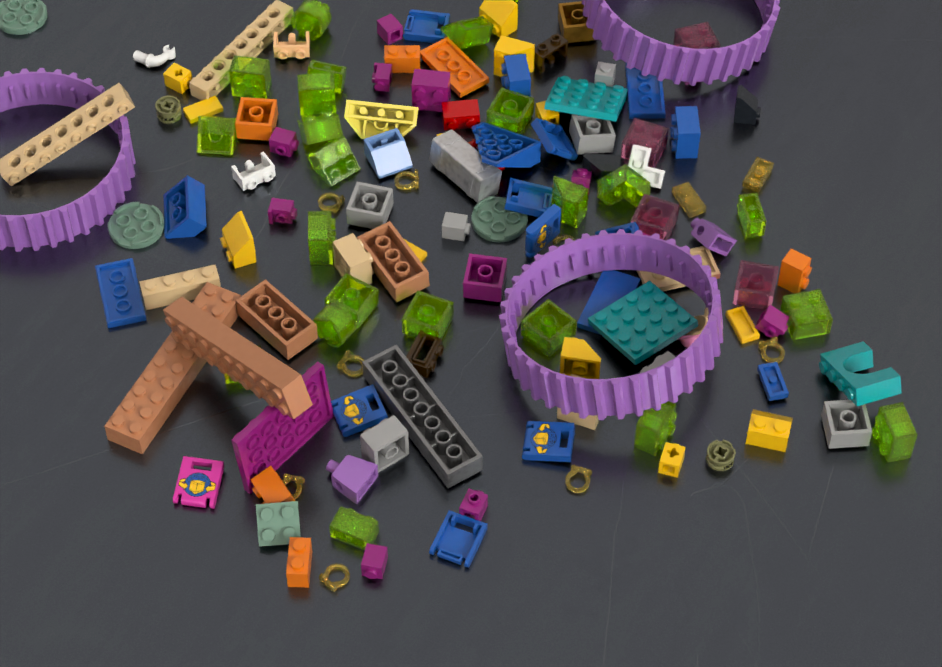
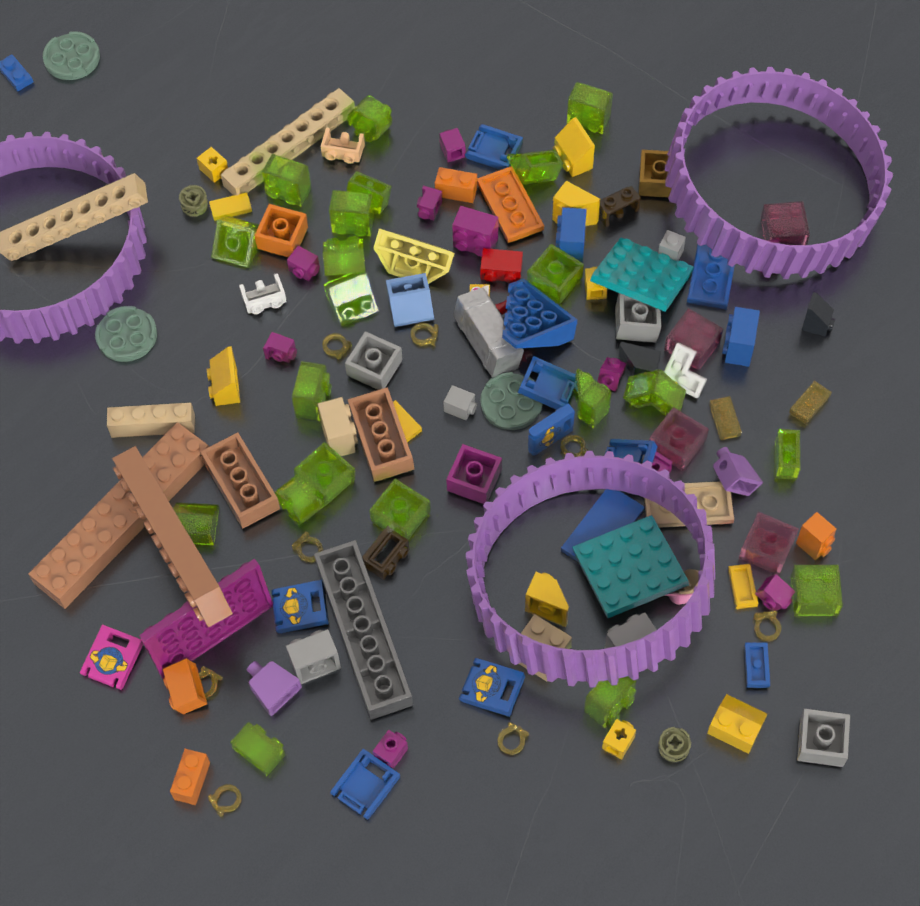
camera: 15 degrees right, 10 degrees up
(120, 293) = (87, 412): blue tile -> none
(150, 60) = (193, 138): white piece -> none
(185, 209) = (180, 326): blue slope -> none
(277, 522) = (179, 726): sand green plate -> none
(374, 561) = (268, 793): magenta brick -> none
(548, 327) = (526, 549): clear neon green brick -> none
(556, 141) = (595, 322): blue container -> none
(859, 388) = (846, 702): teal arch -> none
(894, 432) = (874, 761): clear neon green brick -> none

